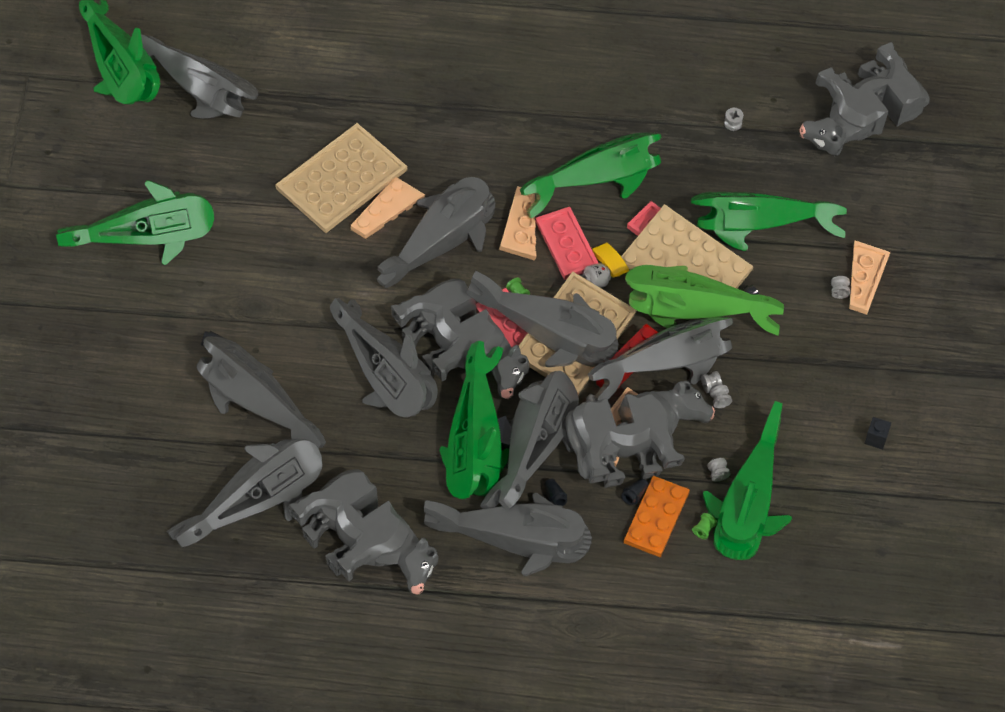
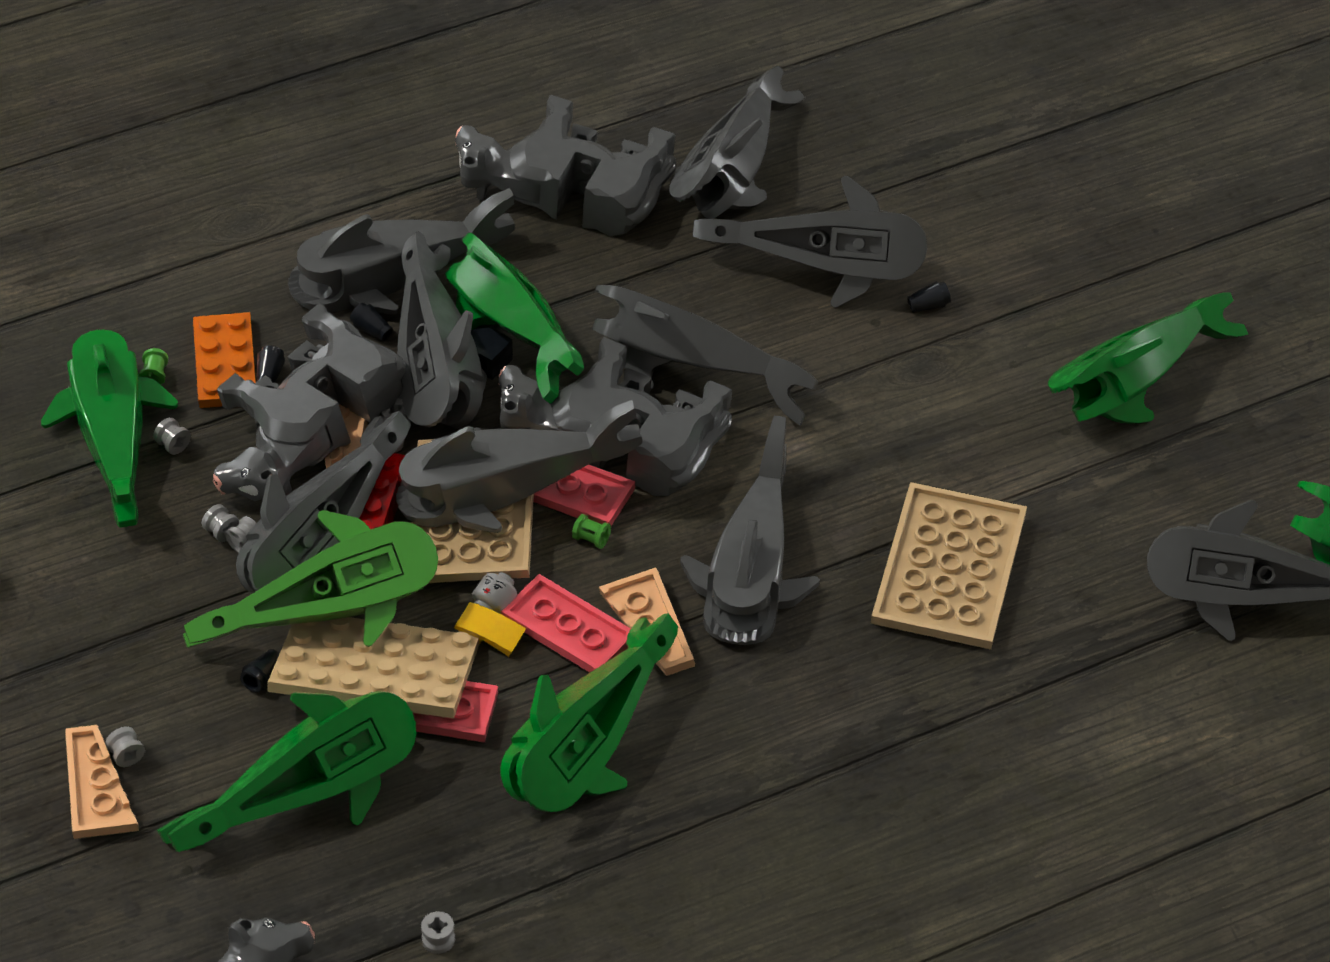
camera: 150 degrees right, 10 degrees down
(385, 207) = (856, 562): light nougat wing -> none

